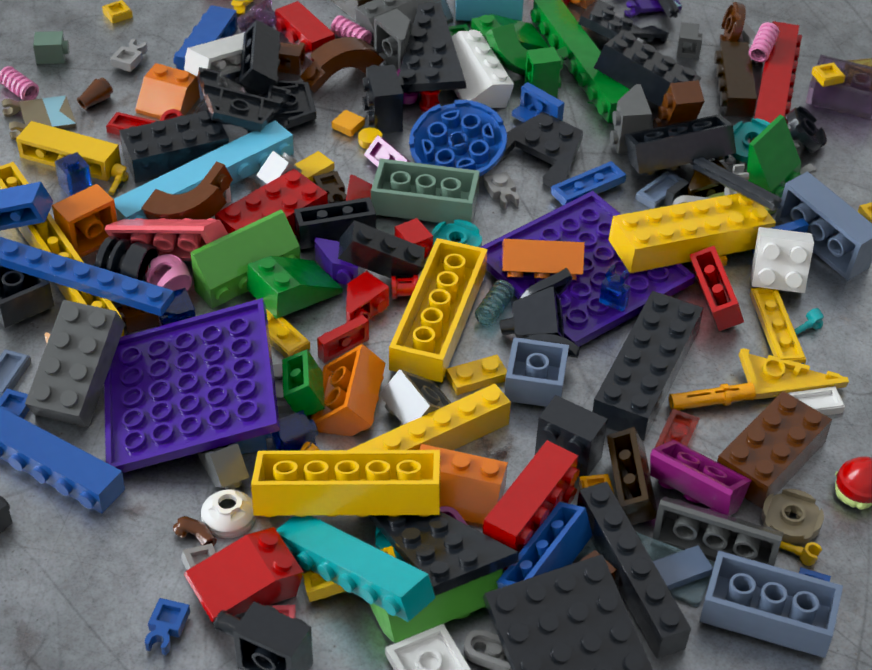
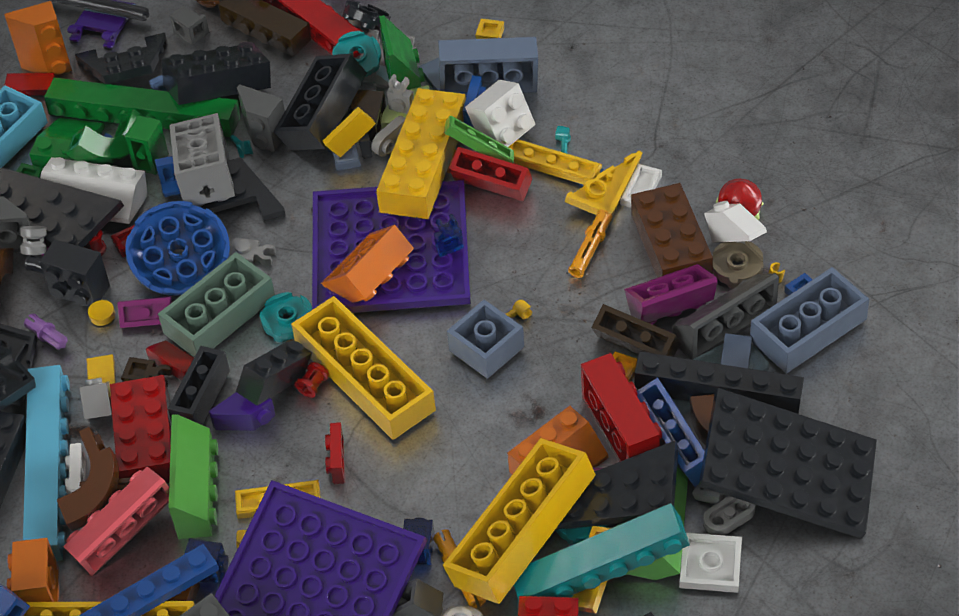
camera: 50 degrees left, 5 degrees up
(124, 257) = (117, 574): black wheel -> none
(168, 272) = (158, 545): bright pink helmet -> none
(289, 284) = (243, 460): green slope -> none
(303, 383) = (374, 503): green brick -> none
(325, 117) = (46, 332): none -> medium lavender axle
(348, 123) = (66, 318): light orange tile -> none
(350, 392) = (400, 480): orange slope -> none
(366, 296) = (302, 416): red slope -> none
(391, 56) = (33, 240): none -> light grey wheel
(412, 396) = (452, 438): slope -> none
(415, 233) = (261, 340): red brick -> none
(450, 425) = (493, 436): yellow brick -> none
(476, 374) = (447, 380): yellow plate -> none
(494, 303) = (381, 326): clear light blue piece -> none
(533, 106) = (201, 161): none -> light grey plate
(539, 313) = (429, 303): black torso -> none
(573, 430) = (567, 348): black brick -> none
(594, 384) = (521, 309): none -> yellow hand
(596, 180) = (299, 190): blue plate -> none
(600, 131) = (243, 147): none -> teal hand
(648, 363) = (531, 263): black brick -> none
(665, 174) = (349, 132): none -> yellow tile
(678, 427) = (609, 286): clear red plate -> none
(680, 103) = (289, 73): reddish brown brick -> none
(734, 258) = (477, 140): none -> bright green tile
(737, 184) = (409, 91): black axle -> none
(825, 483) = (732, 223): none -> white slope

